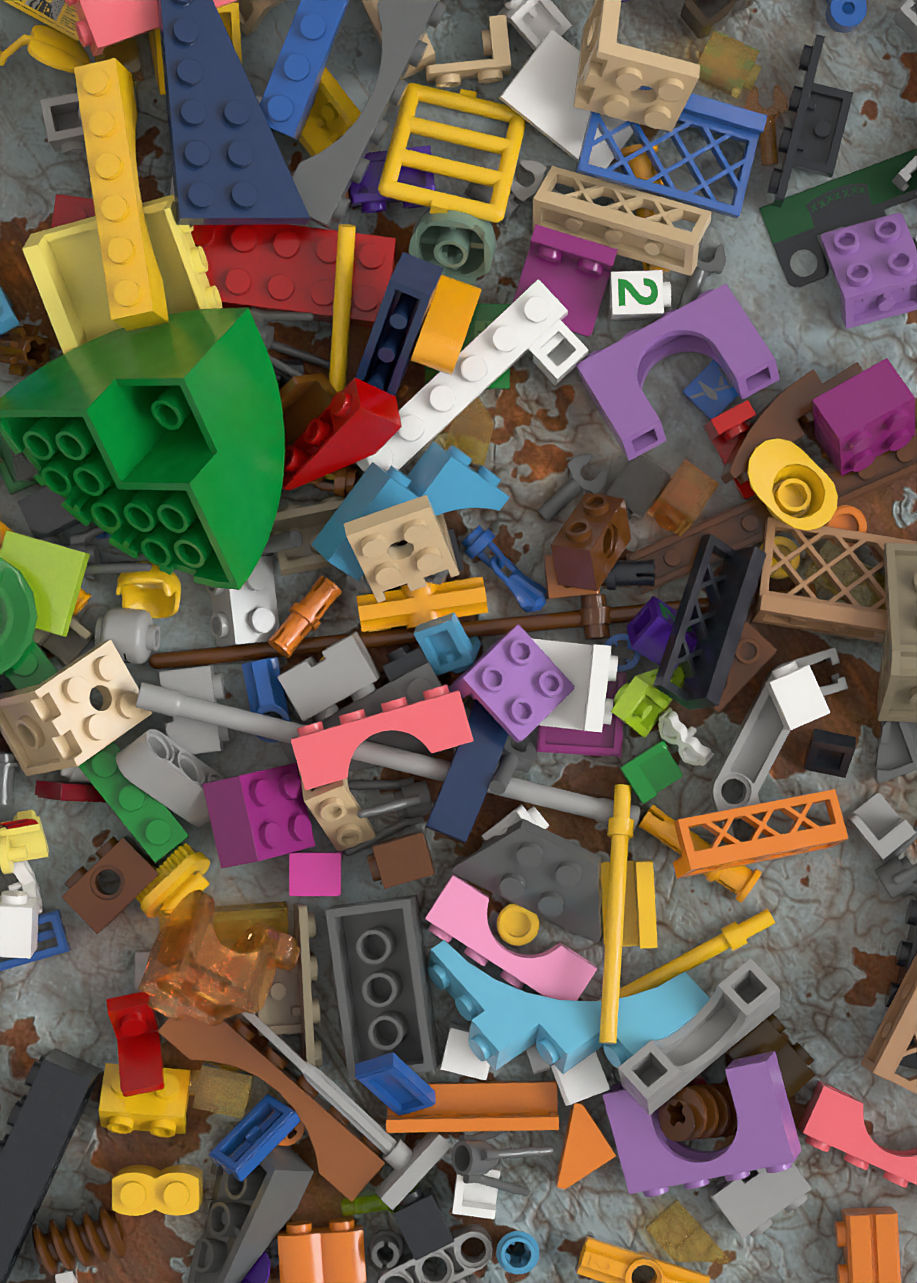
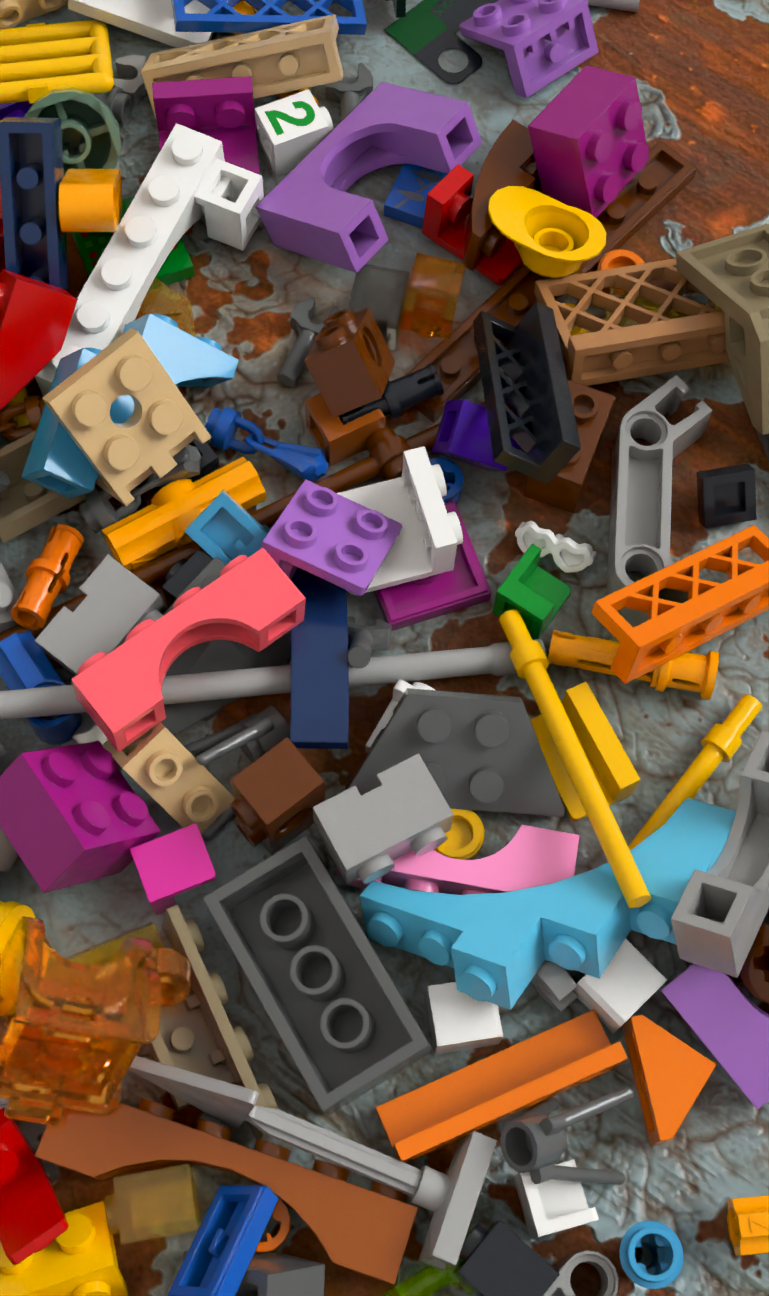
camera: 25 degrees left, 20 degrees down
(395, 1084) = (385, 1085): blue tile -> none
(467, 913) = (385, 823): none -> light grey brick
(641, 704) = (491, 510): lime wing -> none
(796, 695) = (662, 427): white brick -> none

